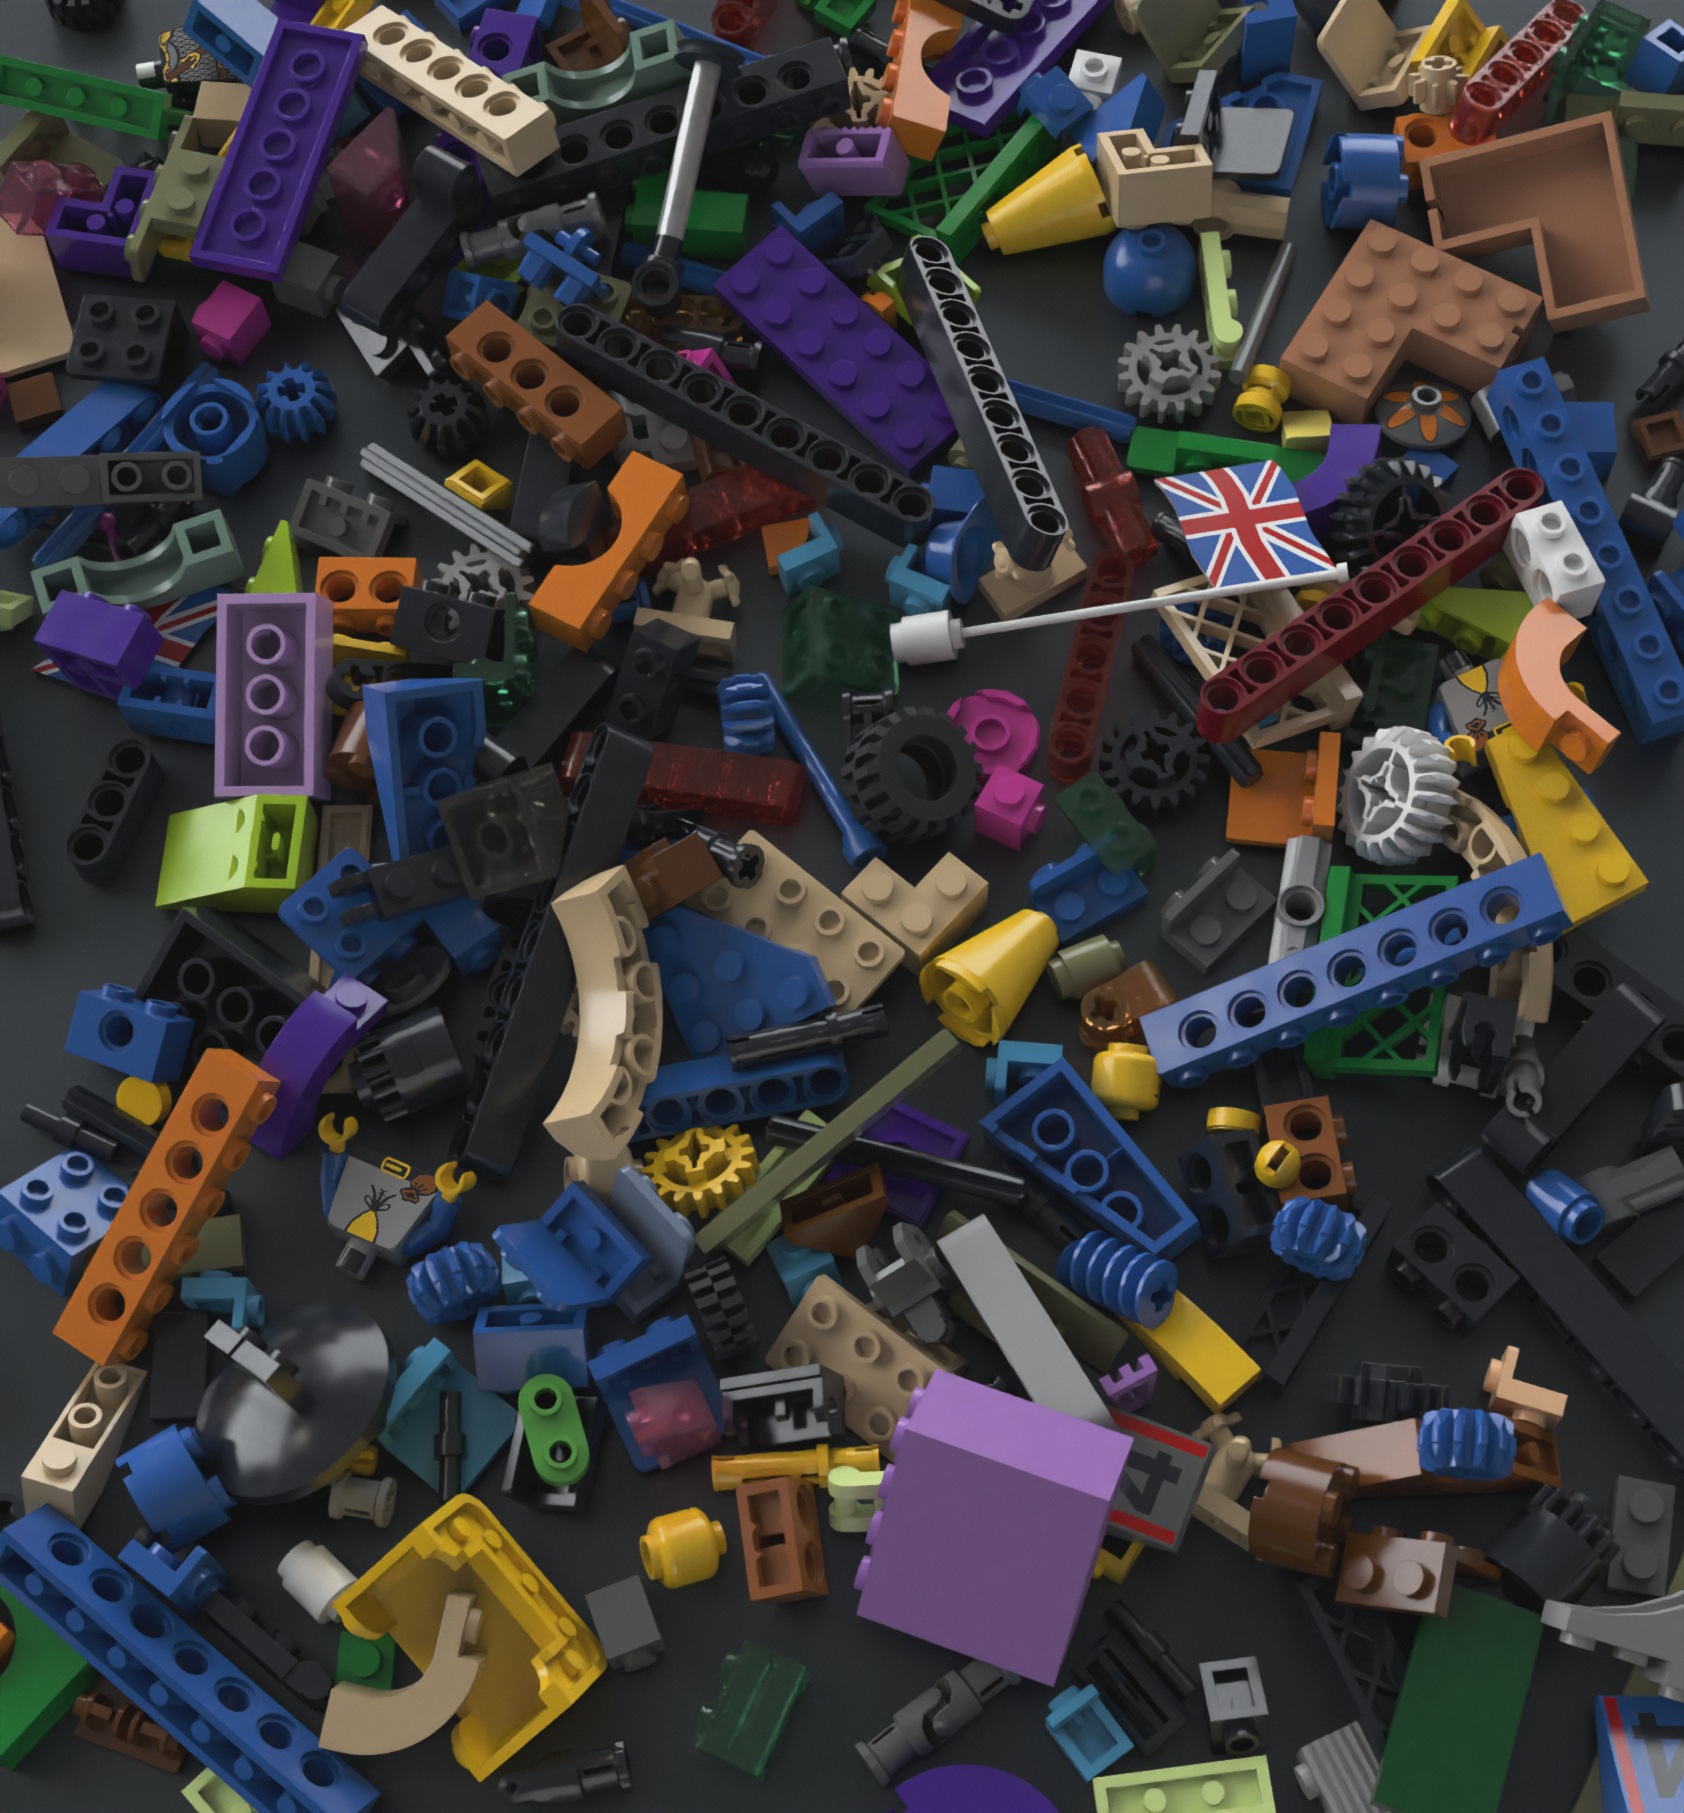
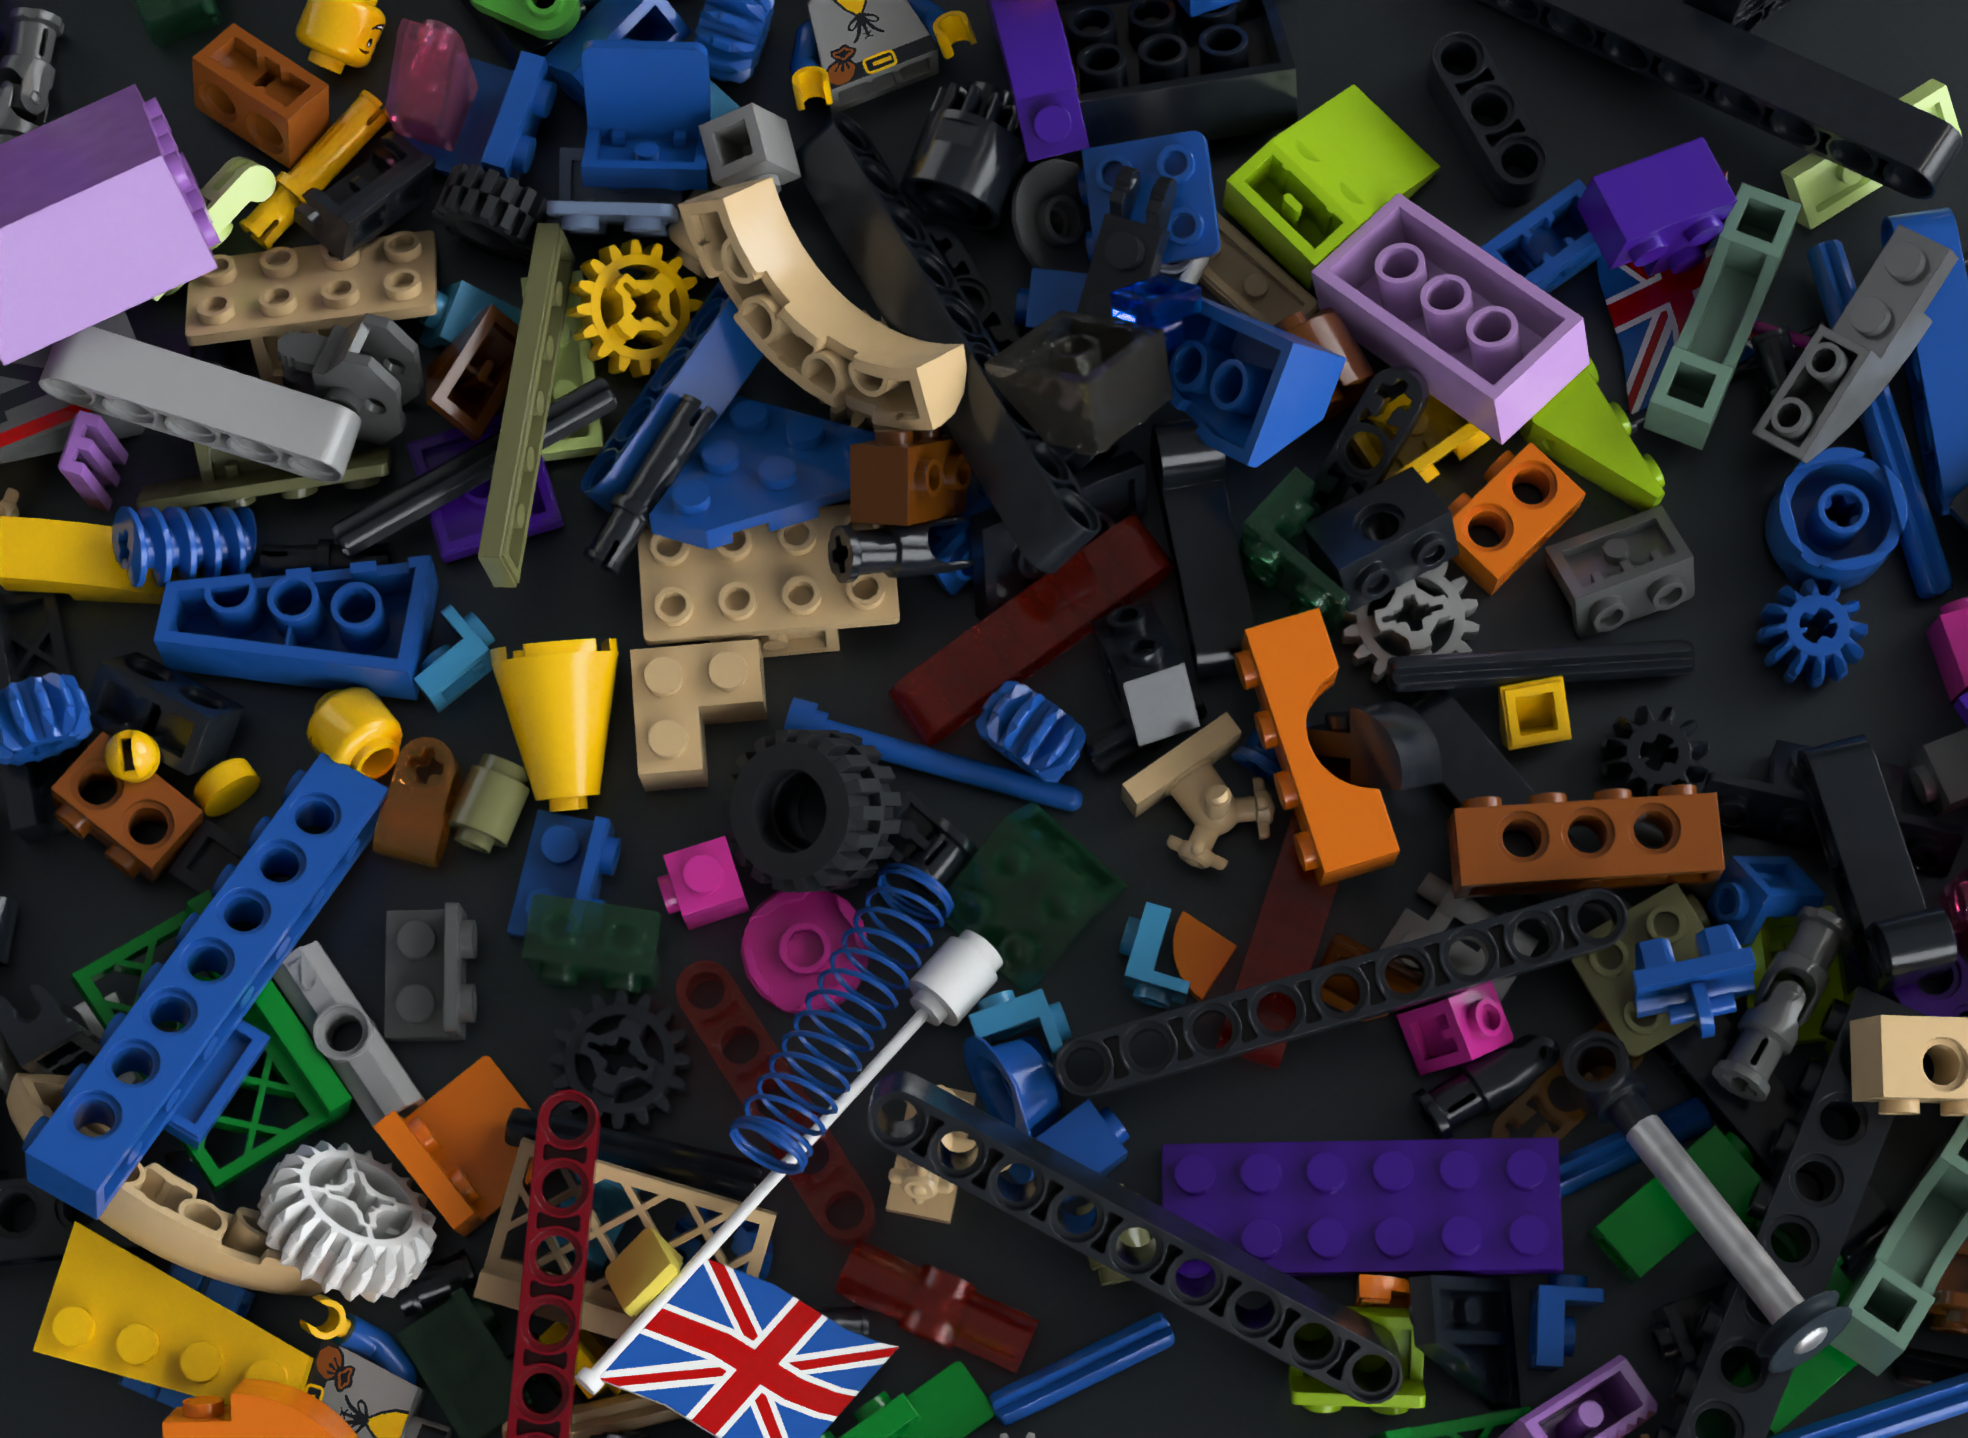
camera: 130 degrees right, 10 degrees up
(419, 829) = (1158, 304): none -> clear blue tile
(533, 1180) = (749, 147): none -> light grey brick
(1114, 592) = (775, 1131): none -> blue piece
(1254, 616) = (642, 1271): none -> light yellow slope

